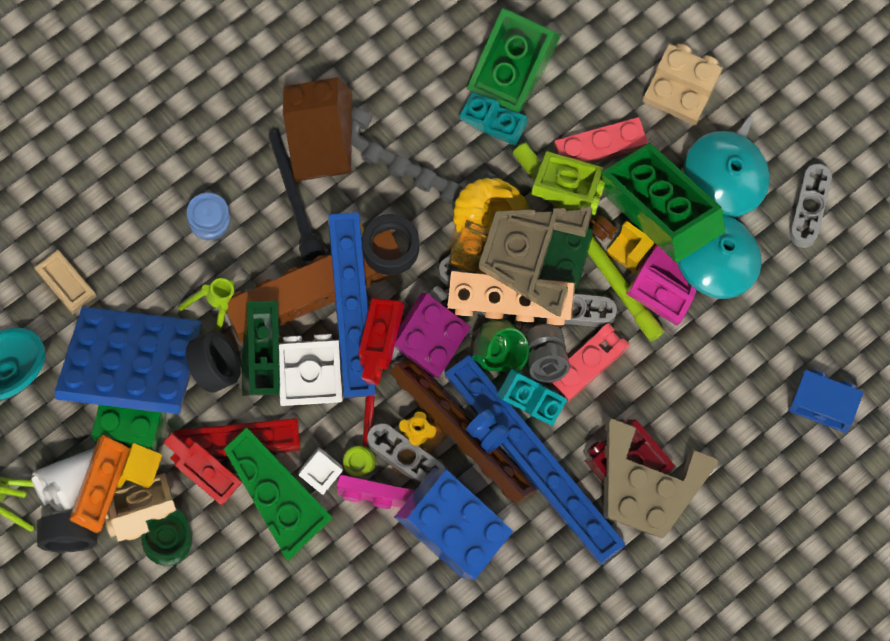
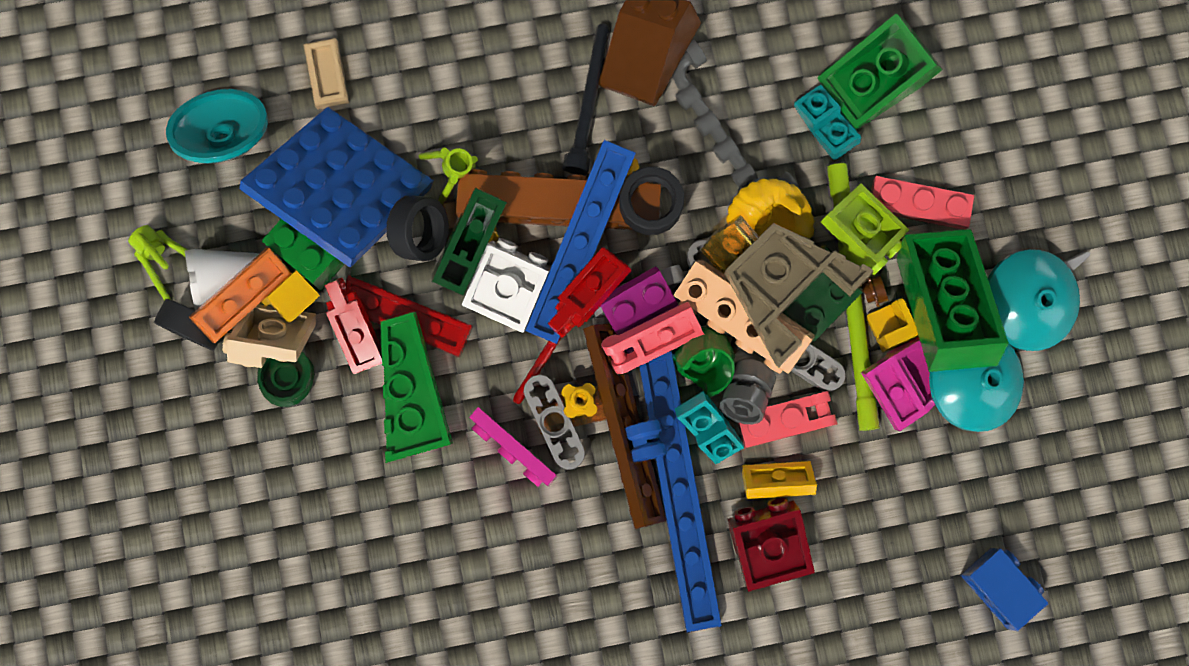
camera: 30 degrees right, 10 degrees up
(208, 216) = (494, 78): medium blue wheel -> none
(320, 470) = (462, 392): white brick -> none
(359, 461) = (507, 401): lime tile -> none
(449, 349) = (652, 338): none -> coral plate
(453, 524) = (560, 518): blue brick -> none
(614, 405) = (779, 480): none -> yellow plate
(643, 495) = (767, 589): dark tan wing -> none
(683, 83) = (1039, 182): tan plate -> none
(819, 196) = (1091, 400): light grey beam -> none

